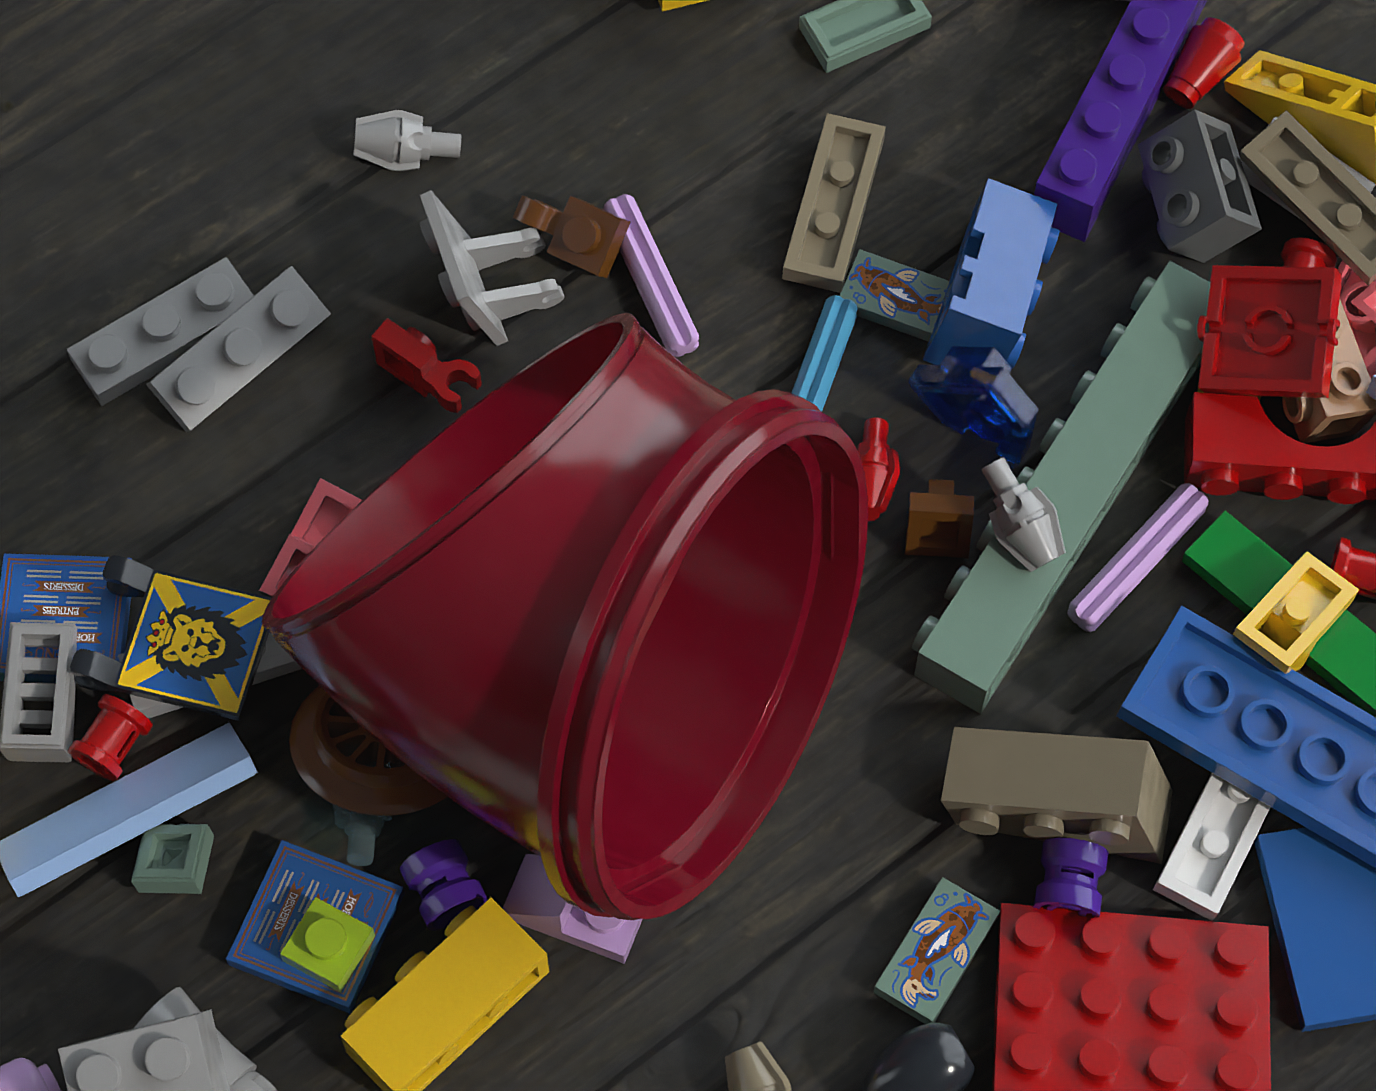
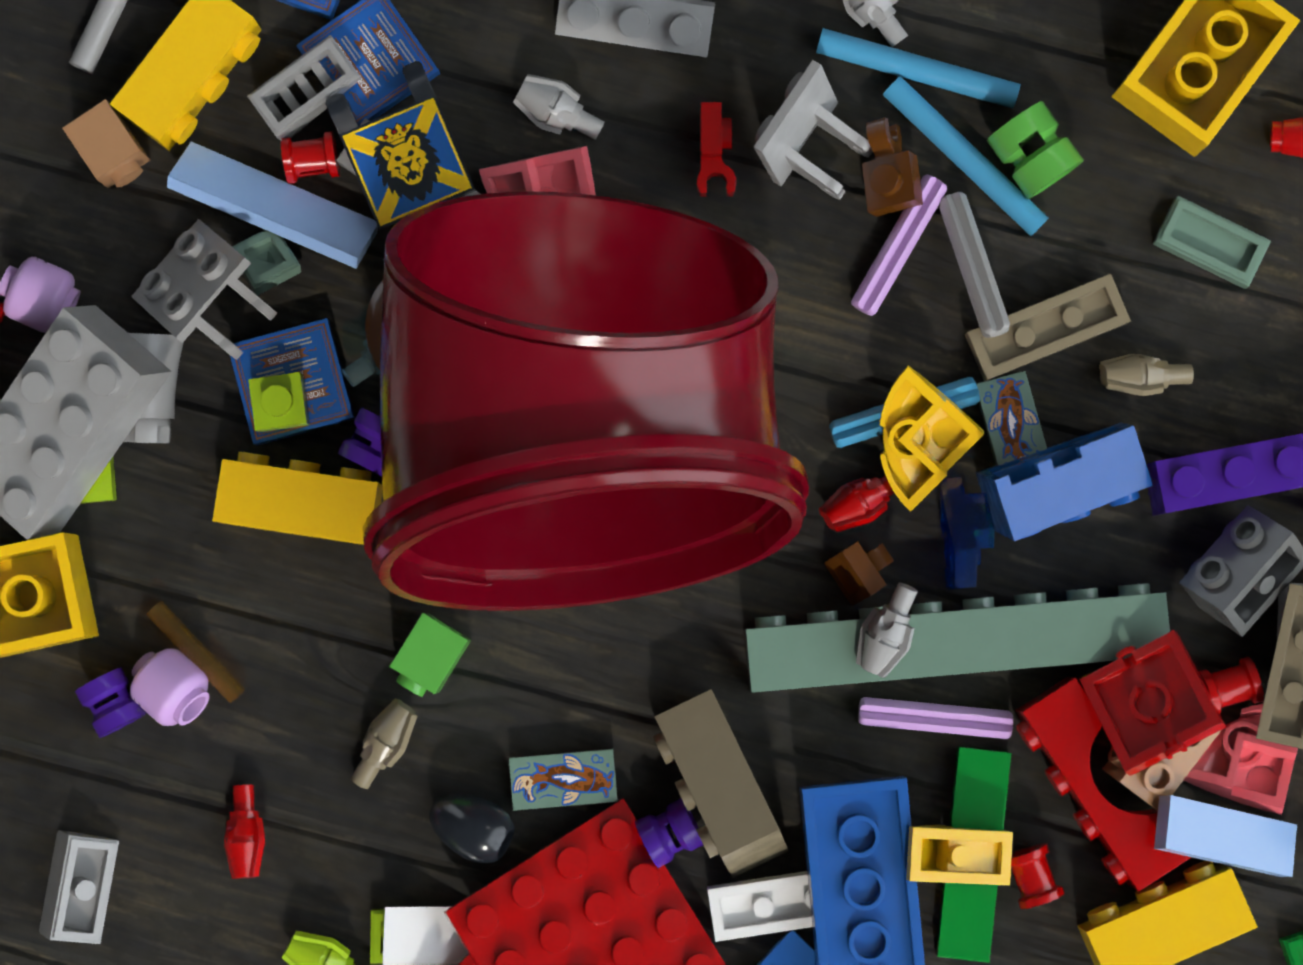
camera: 55 degrees right, 20 degrees up
(134, 940) = (190, 282): none -> light grey plate
(260, 479) = (555, 106): none -> light grey piece
(499, 146) = (918, 68): none -> dark azure piece
(614, 163) = (965, 156): none -> dark azure piece
(681, 91) = (1047, 163): none -> bright green wheel
(707, 985) = (429, 655): none -> bright green brick
(724, 219) = (974, 265): none -> light grey axle
(852, 371) = (922, 436): none -> yellow brick
(943, 154) = (1143, 374): none -> dark tan piece

